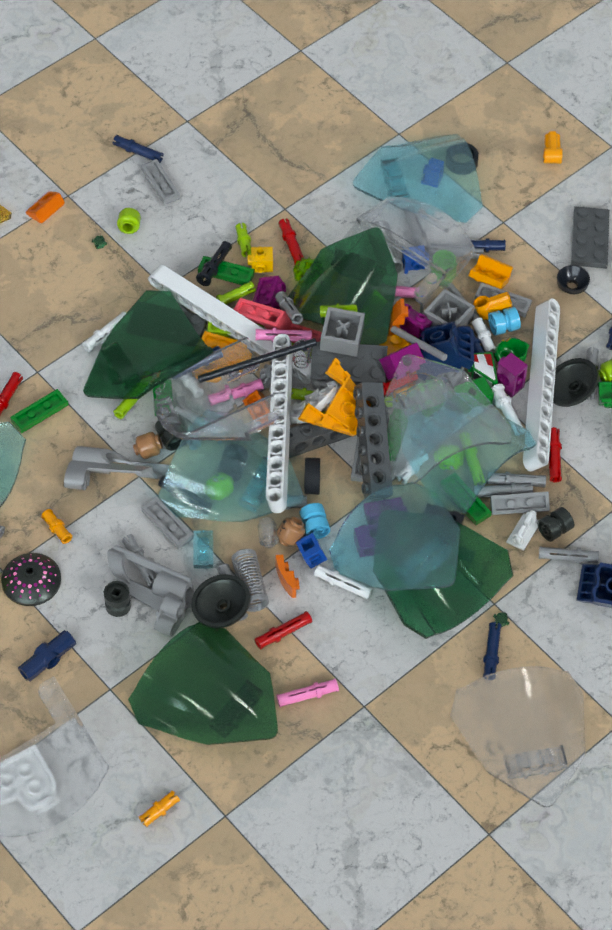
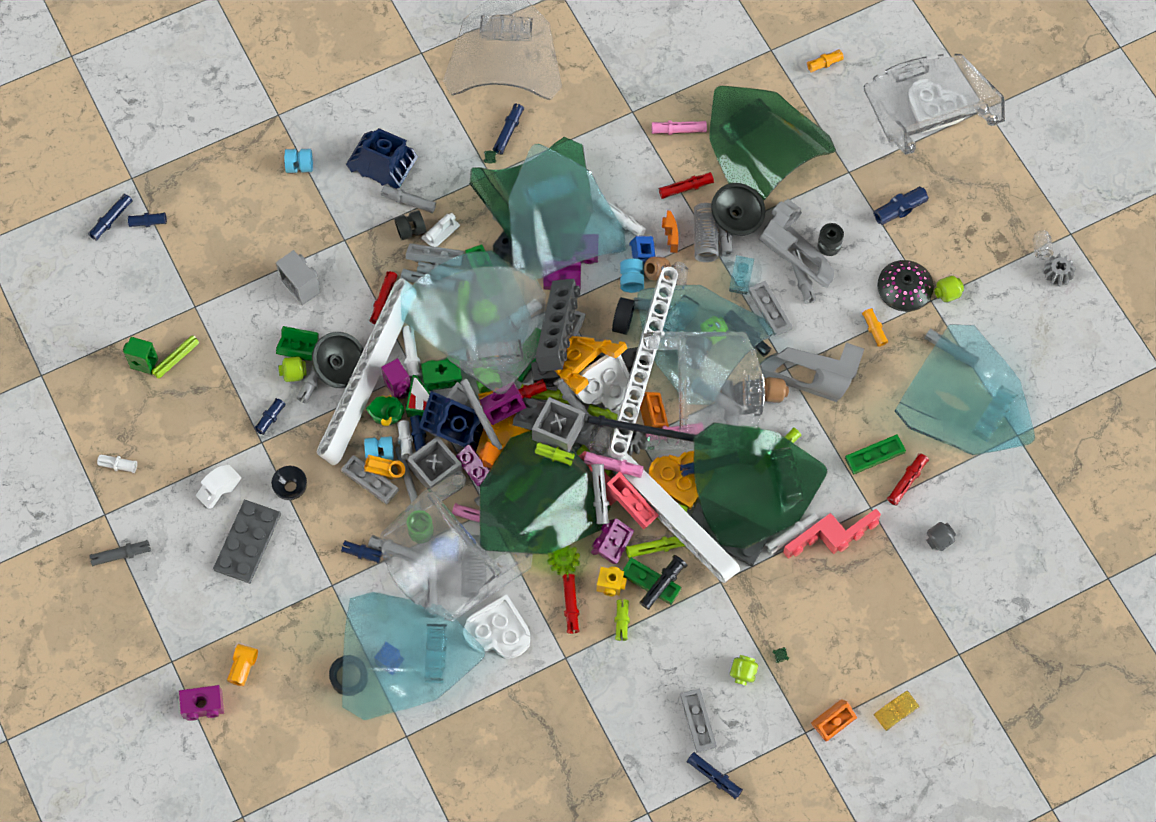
camera: 165 degrees left, 10 degrees up
(67, 336) = (832, 534): none -> coral bracket
(343, 210) = (500, 628): none -> white plate
(491, 272) = (372, 512): light orange bracket -> none
(573, 118) = (191, 697): none -> magenta brick

